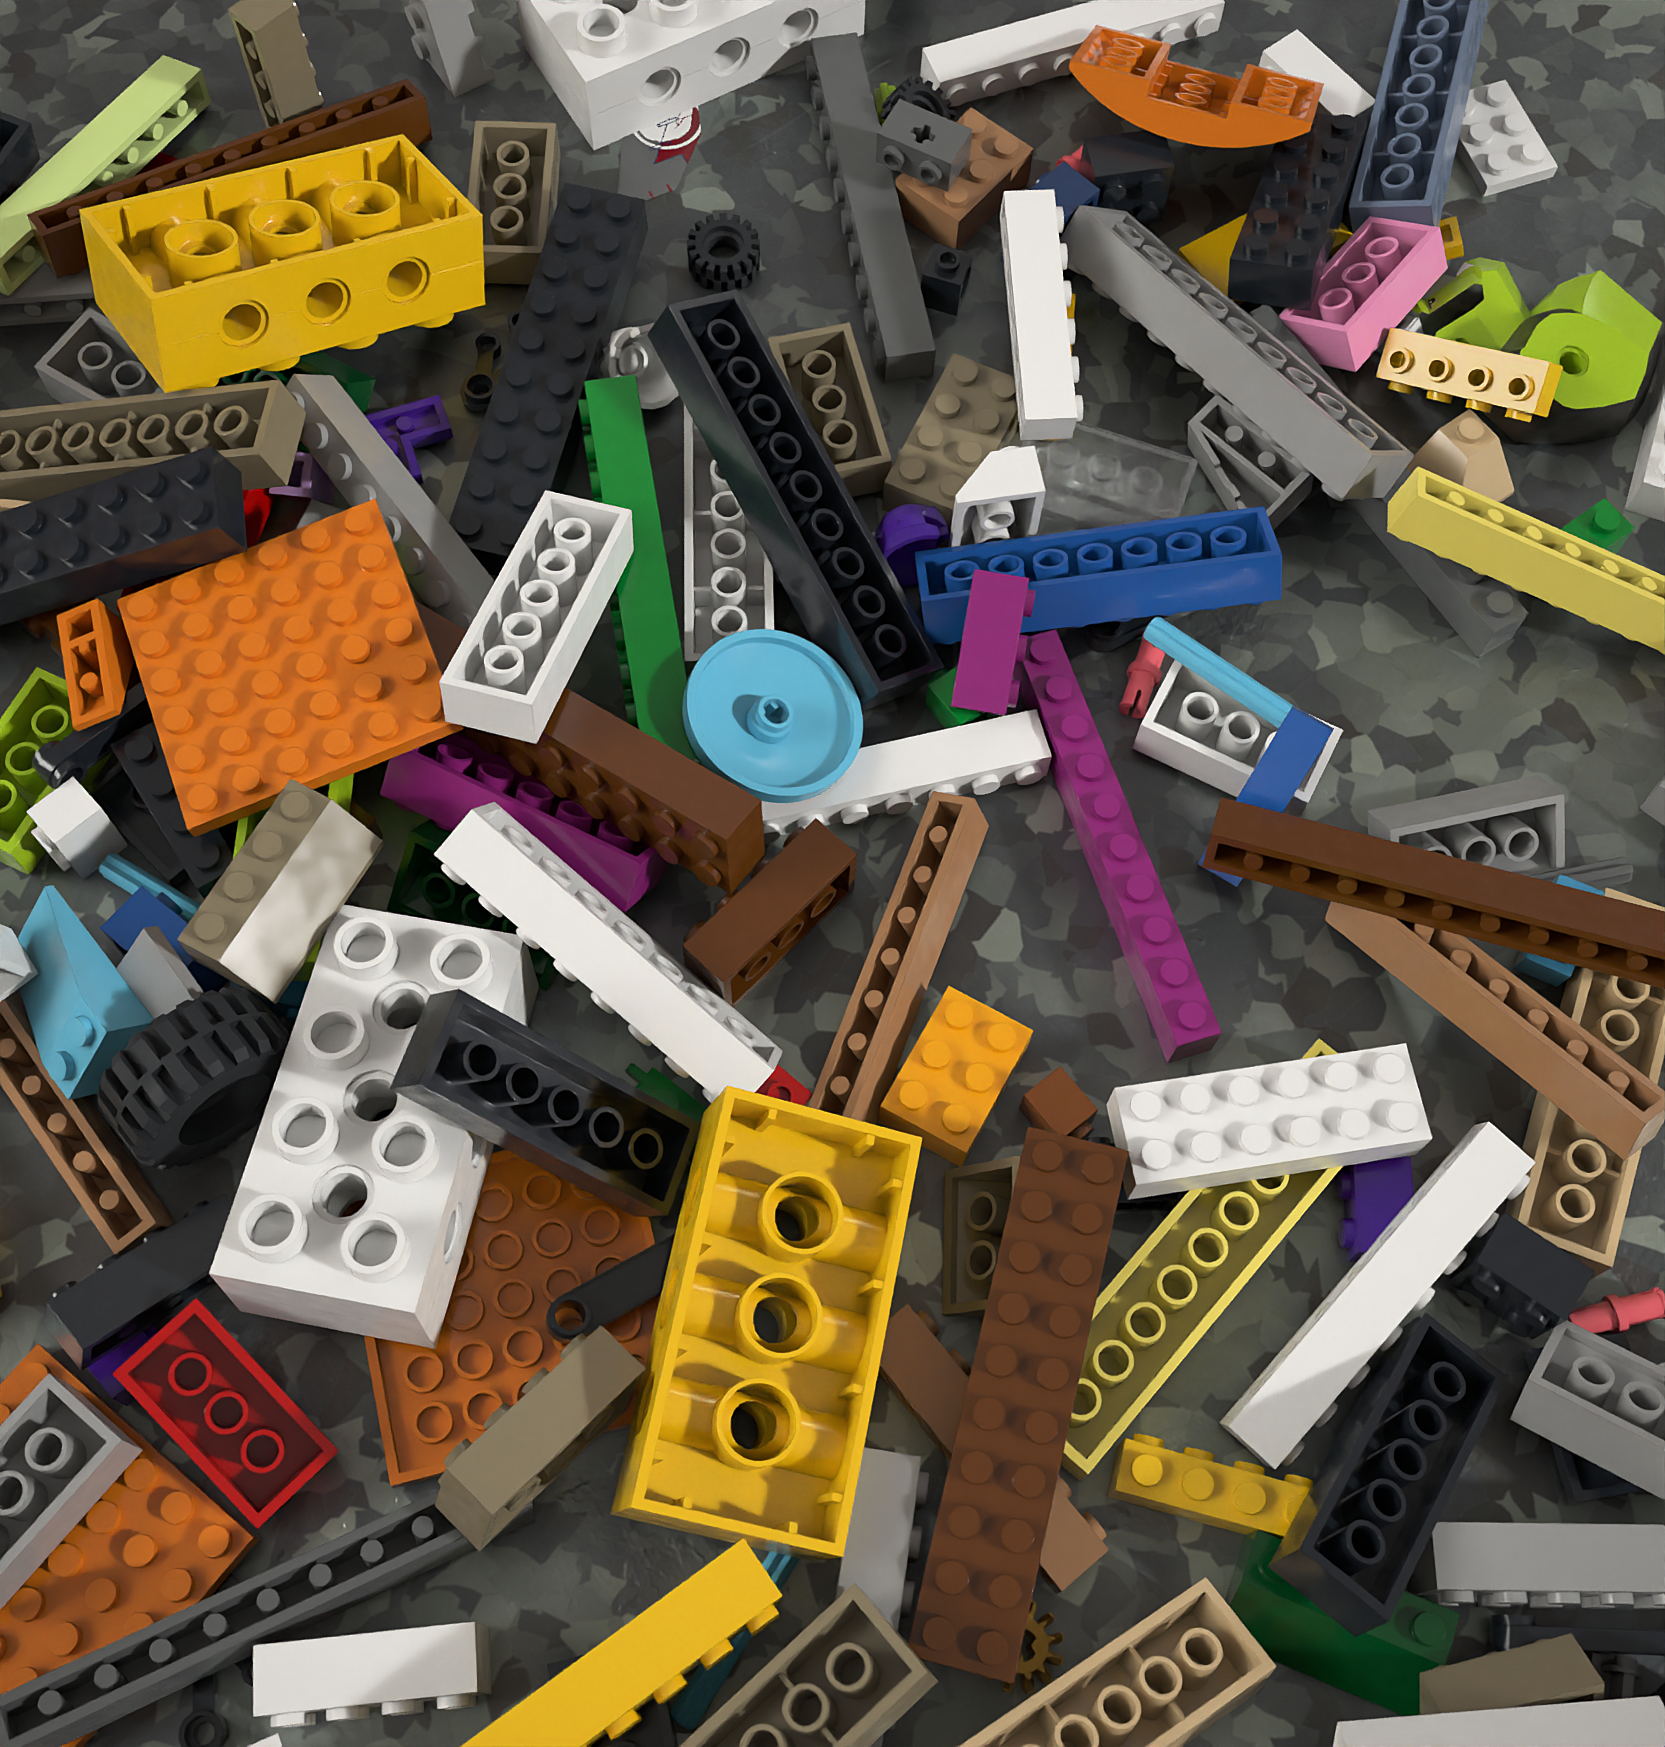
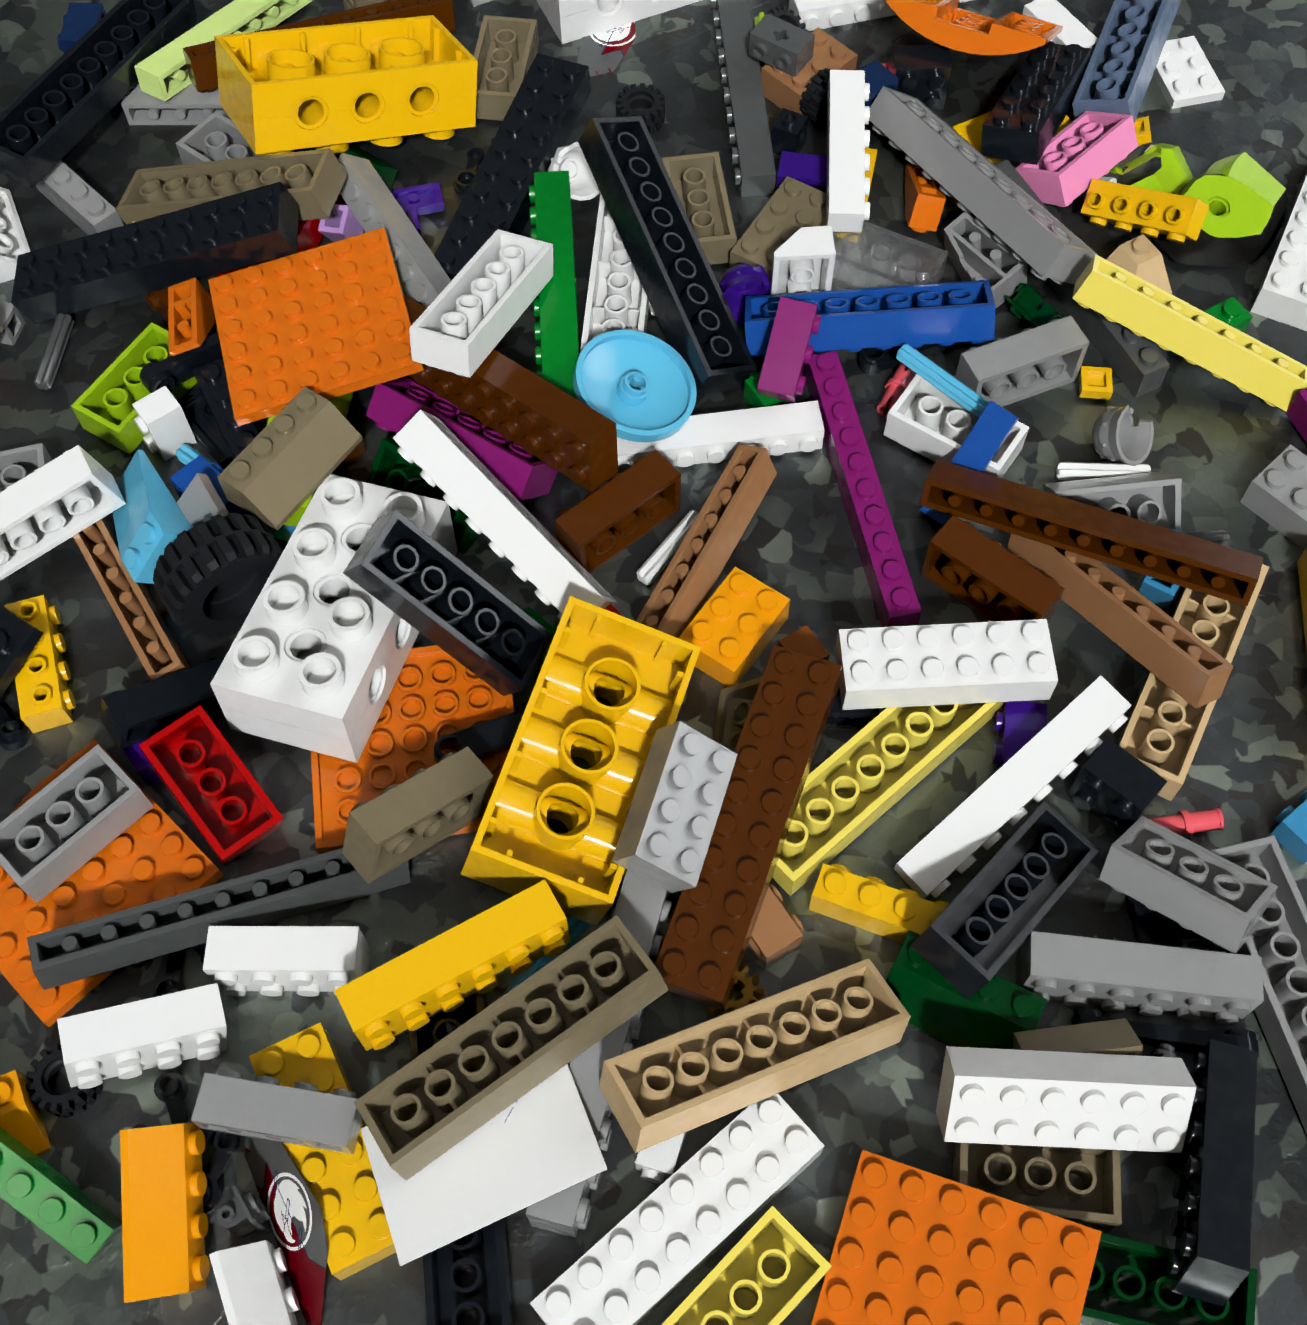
camera: 10 degrees right, 5 degrees down
(846, 955) = (666, 550): none -> white axle
(916, 1398) = (675, 807): none -> light grey brick
(975, 337) = (804, 168): none -> dark purple brick
(981, 222) = (815, 98): none -> black tyre
(1149, 372) = (922, 200): none -> orange slope
(1314, 972) = (988, 576): none -> reddish brown brick
(1322, 626) = (1025, 362): none -> light grey brick
(1337, 551) = (1026, 305): none -> dark green hinge
(1423, 642) = (1095, 382): none -> yellow plate
(1443, 780) = (1083, 470): none -> white axle
(1467, 731) = (1118, 439): none -> light grey helmet

